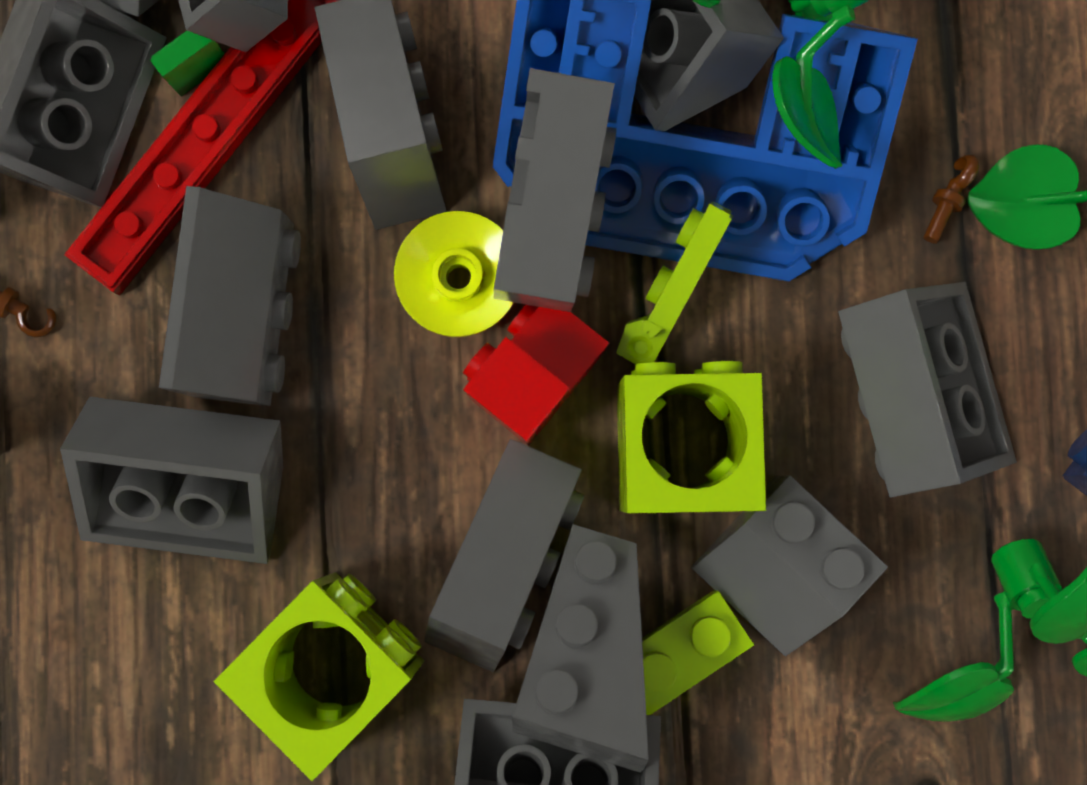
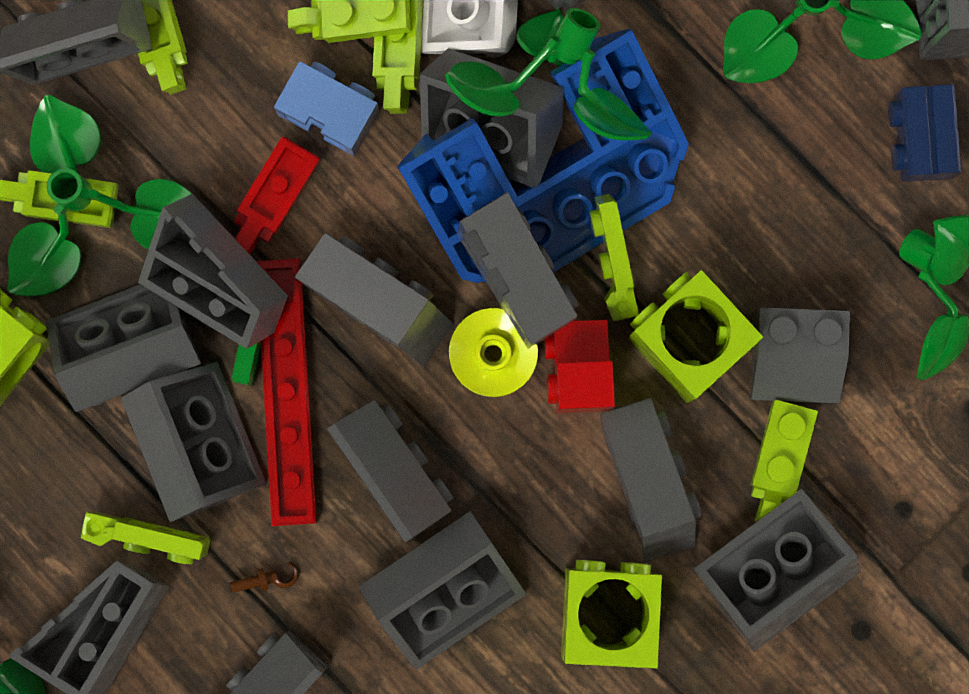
camera: 45 degrees left, 0 degrees up
(588, 657) = (739, 489): dark grey wedge -> none
(926, 388) = (791, 198): dark grey slope -> none
(949, 199) = (716, 85): reddish brown hand -> none

